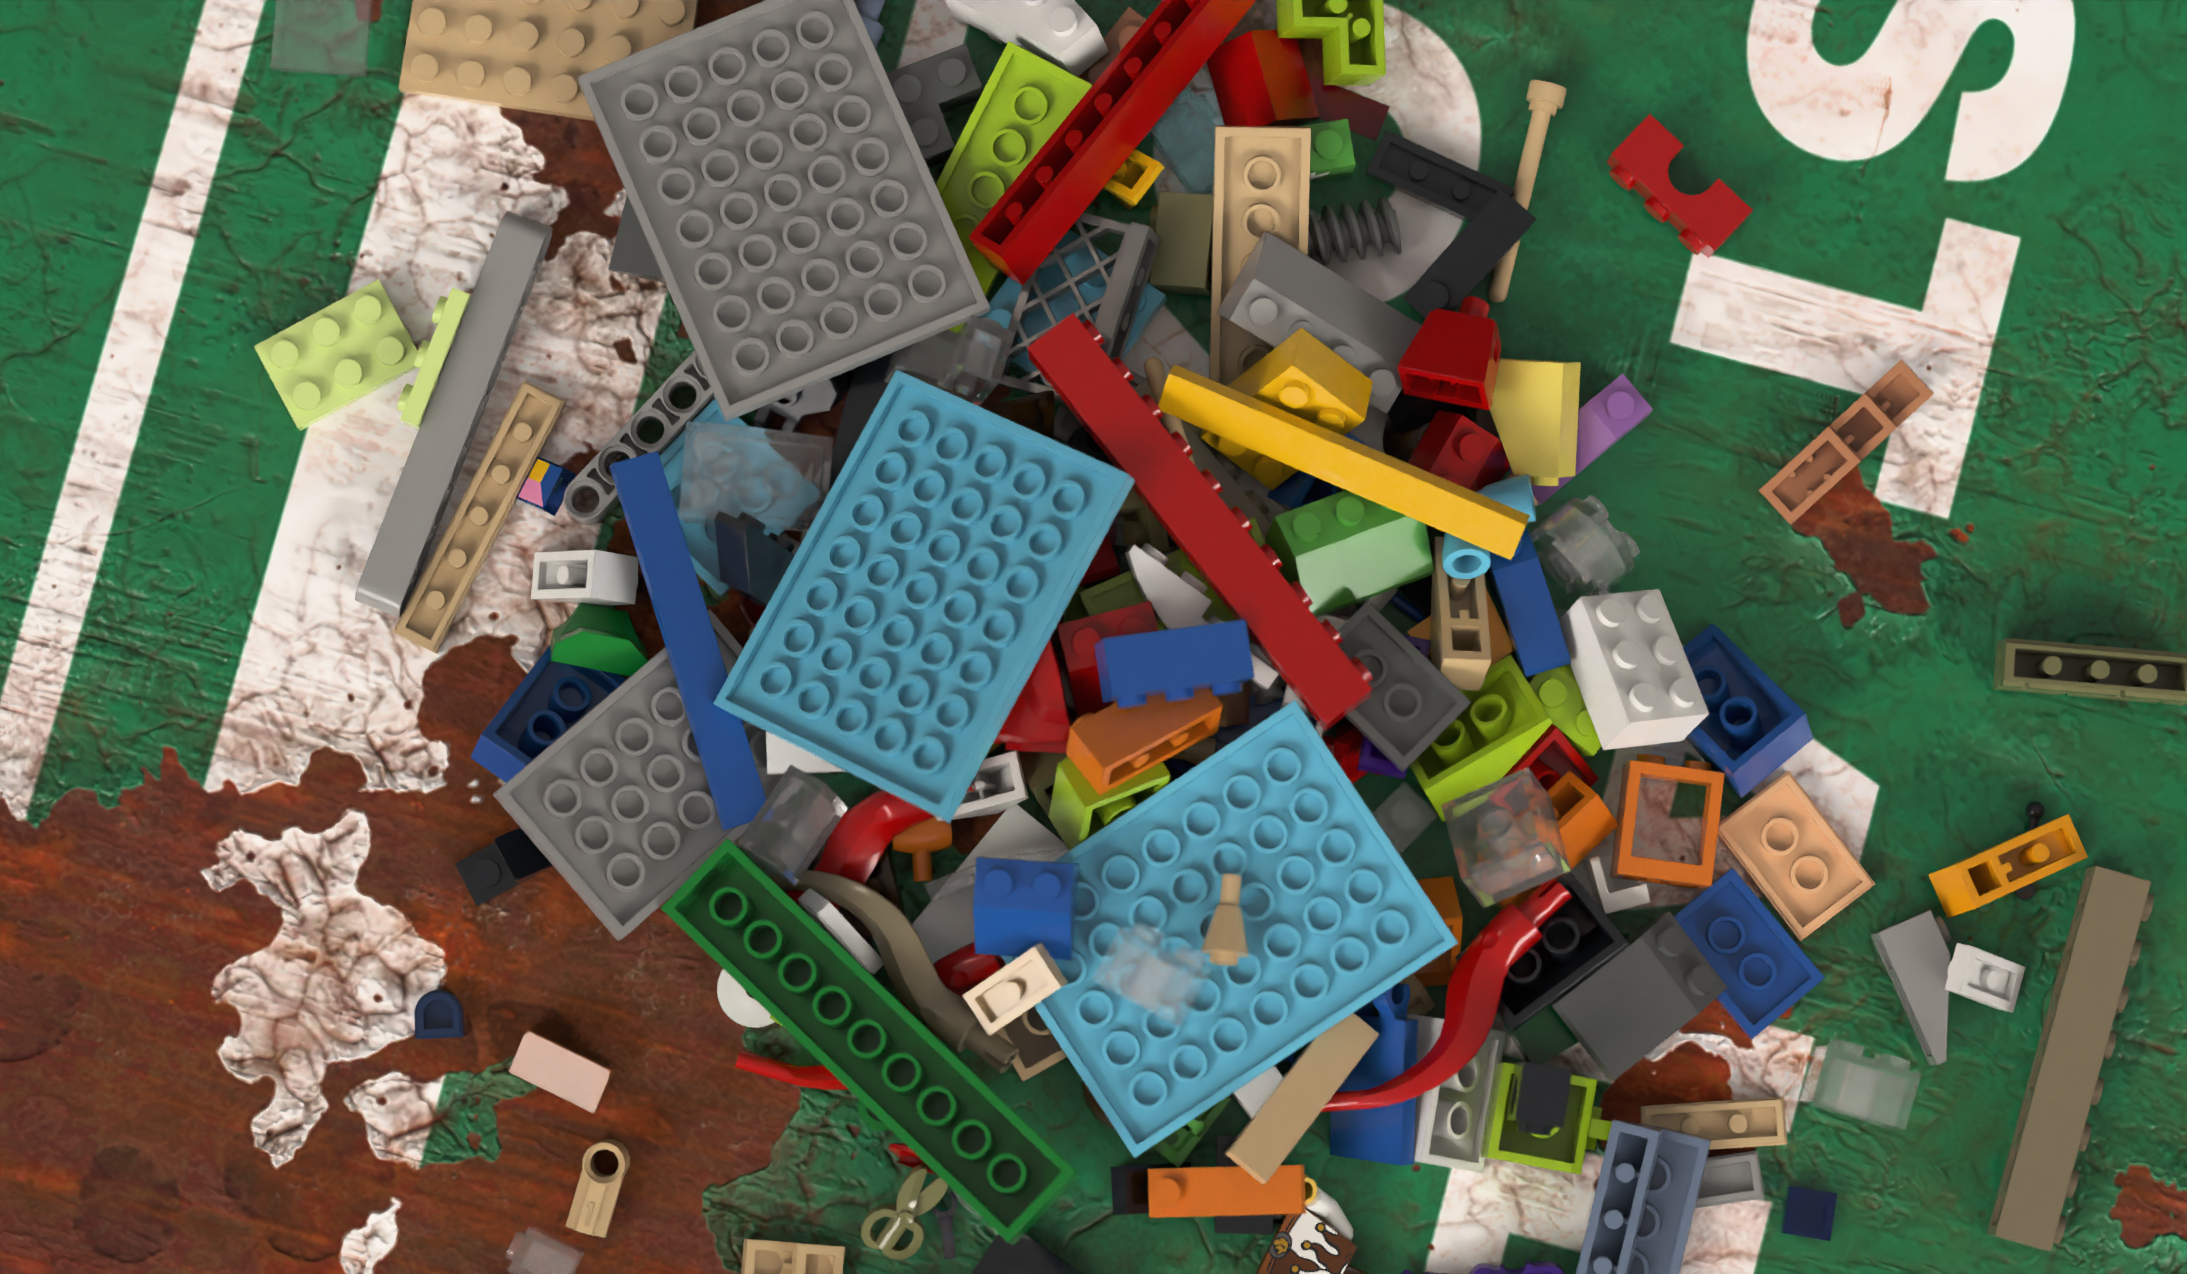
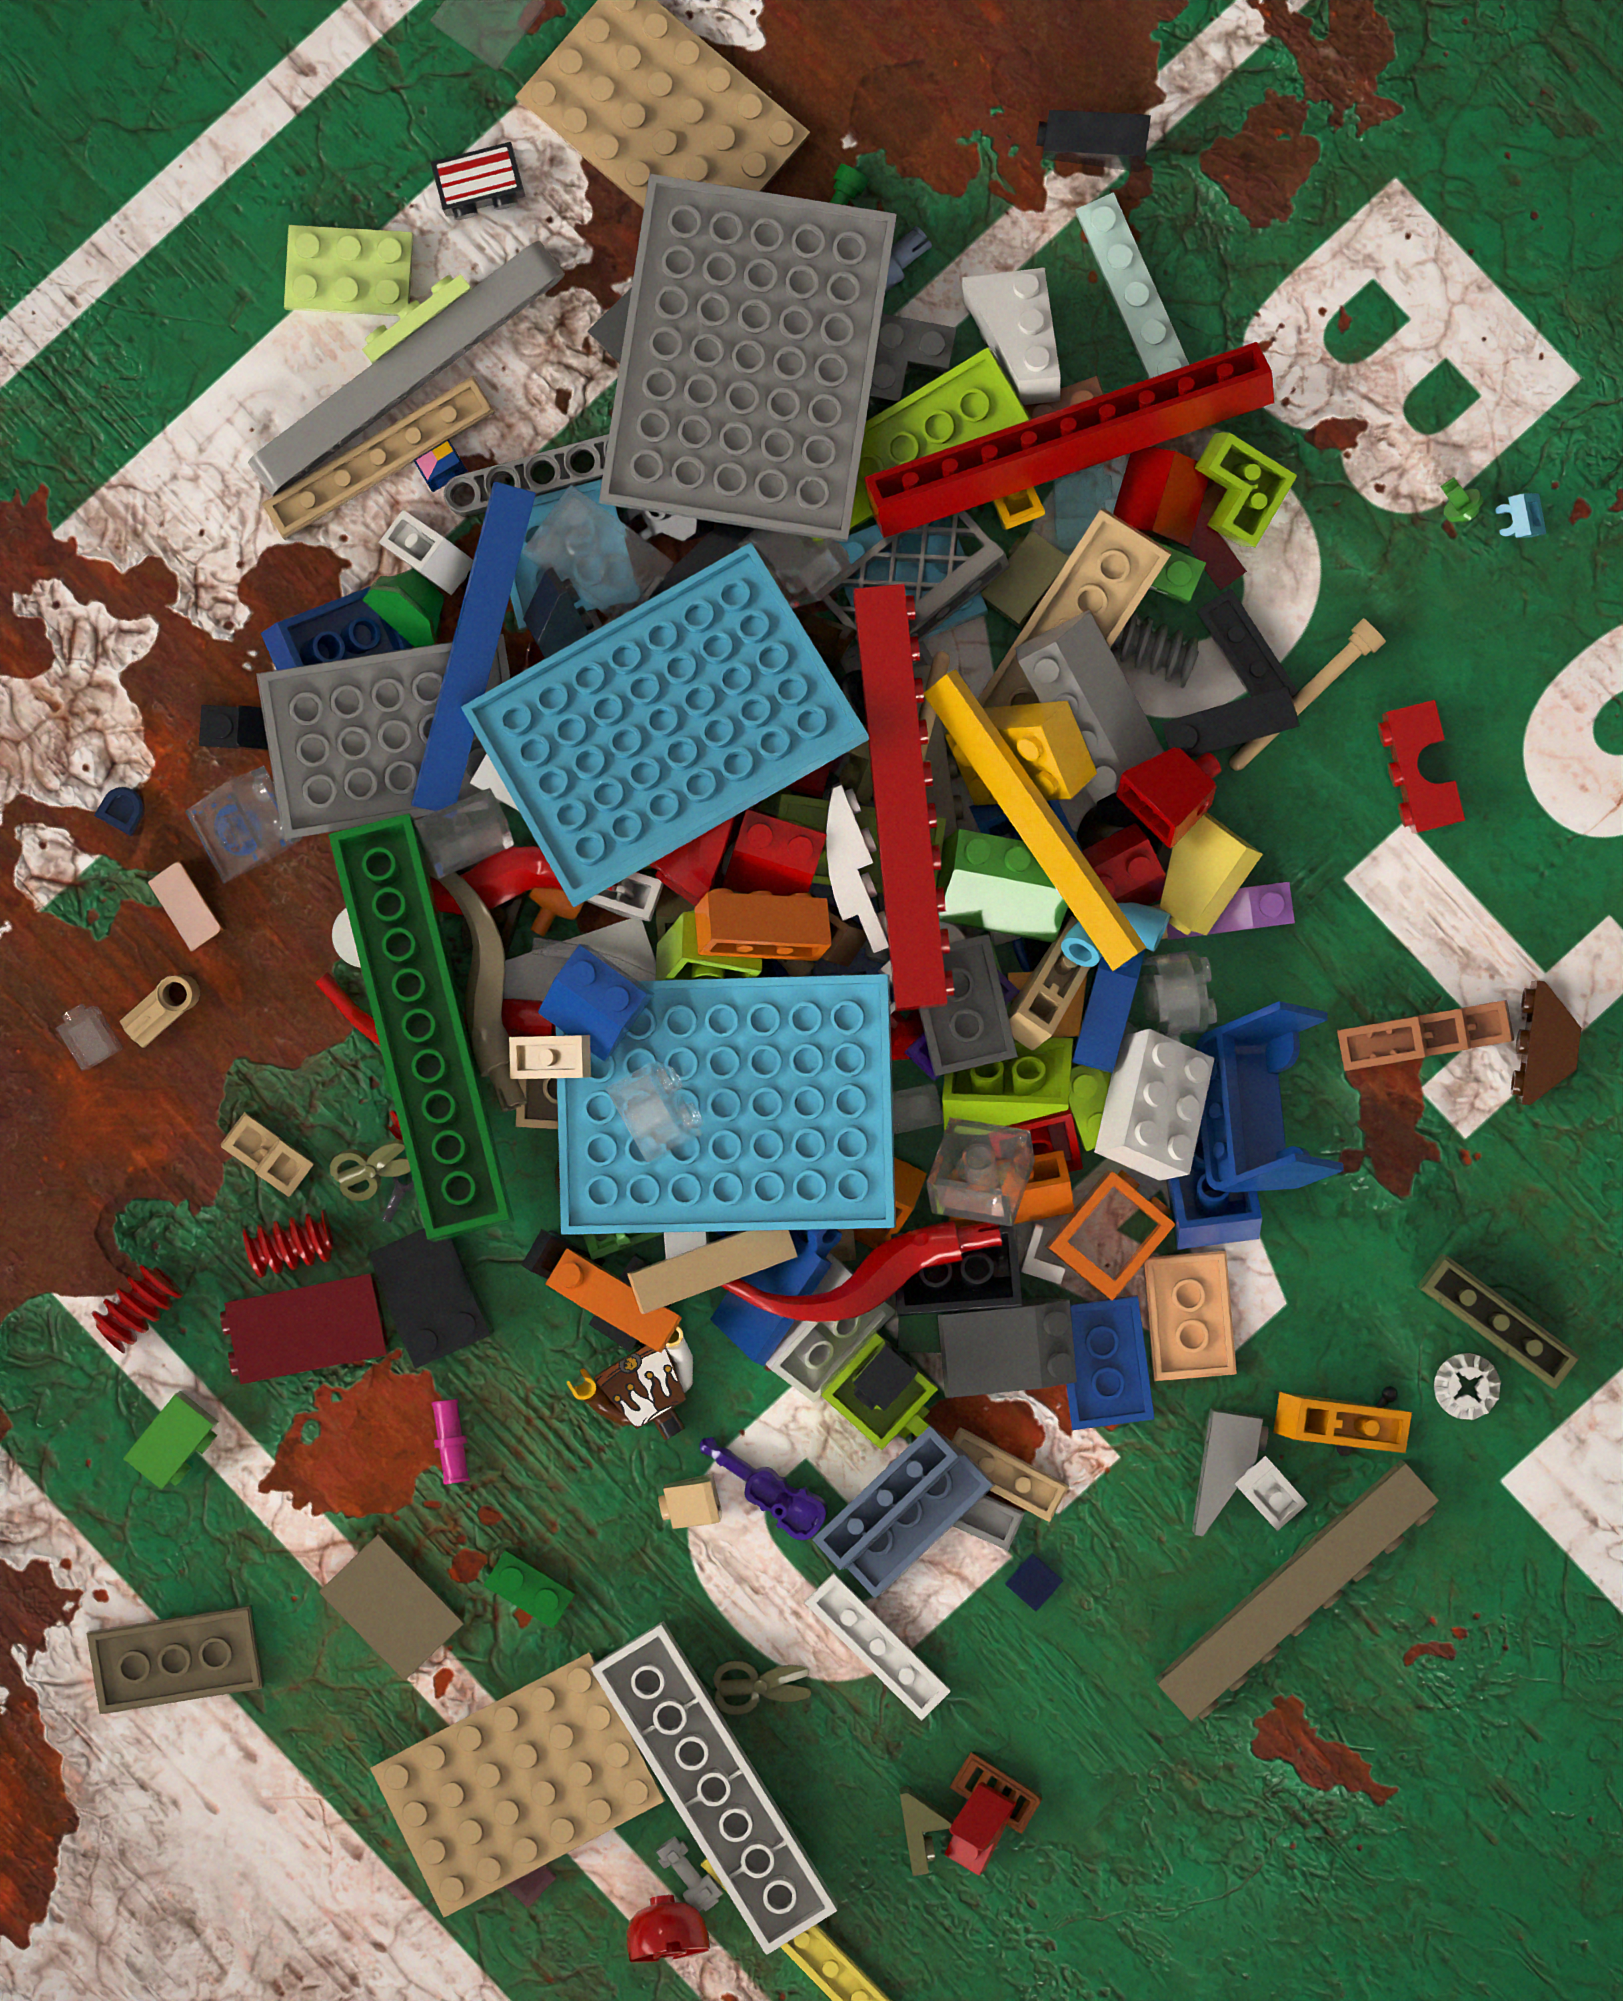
camera: 30 degrees right, 5 degrees up
(413, 189) = (478, 181): none -> brick
(566, 956) = (240, 824): none -> clear slope
(840, 929) = (452, 932): white tile -> none
(1174, 663) = (813, 892): blue brick -> none
(1226, 933) = (729, 1113): tan cone -> none
(1716, 617) = (1244, 1107): none -> blue windscreen
(1860, 1087) = (1127, 1515): clear brick -> none
(1967, 376) = (1546, 1045): none -> reddish brown slope
(2085, 765) = (1447, 1384): none -> white gear

